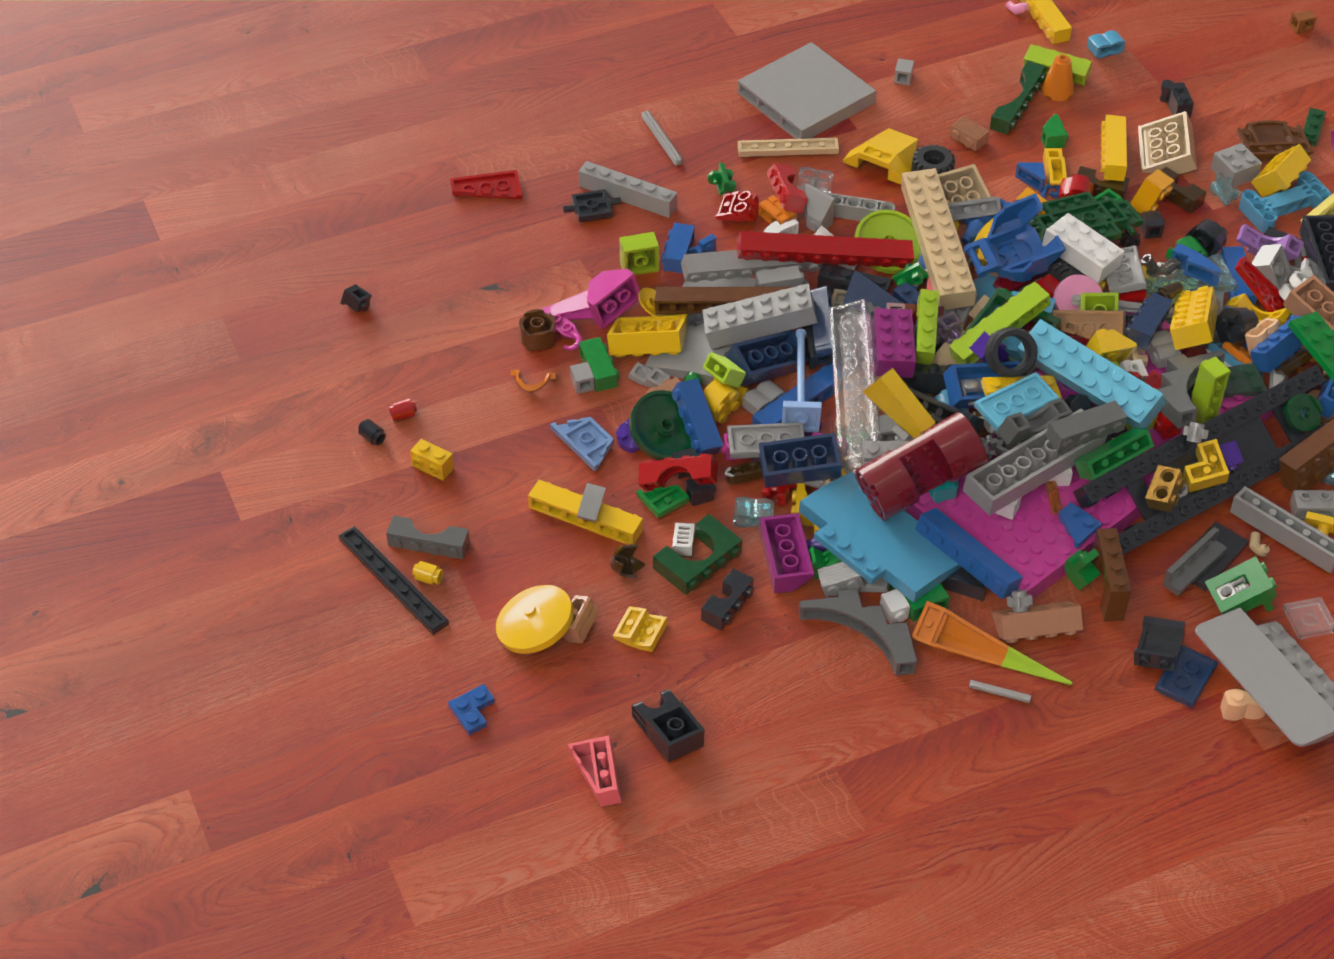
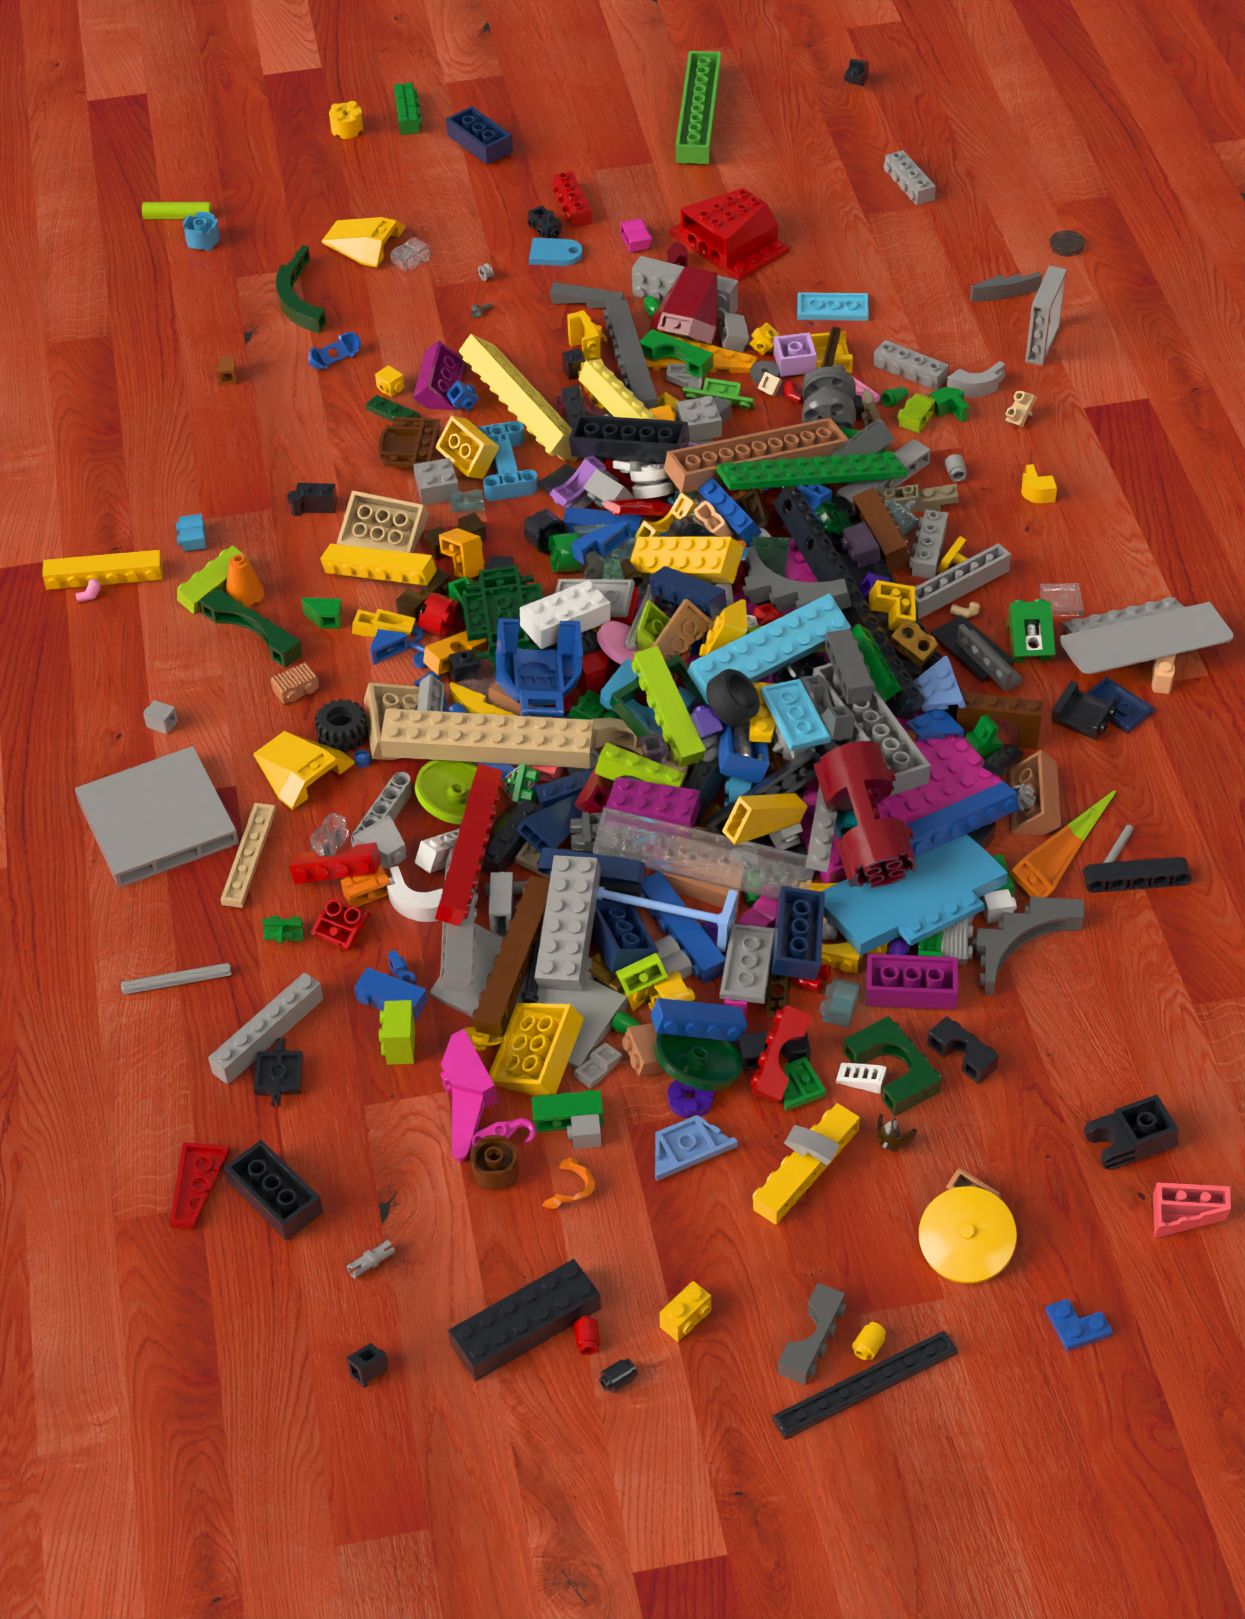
camera: 75 degrees left, 0 degrees up
(408, 372) = (524, 1319): none -> black brick
(444, 285) = (370, 1259): none -> light grey pin
(486, 221) = (273, 1189): none -> black brick
(640, 629) = (986, 1140): yellow slope -> none
(970, 707) = (1137, 874): none -> black beam
(1066, 586) = (1003, 759): none -> black plate
(1120, 515) = (939, 687): none -> medium blue wing
(1195, 432) = (865, 592): light grey gear -> none
(1209, 389) = (811, 558): lime brick -> none
(1280, 438) = (860, 545): none -> clear purple brick

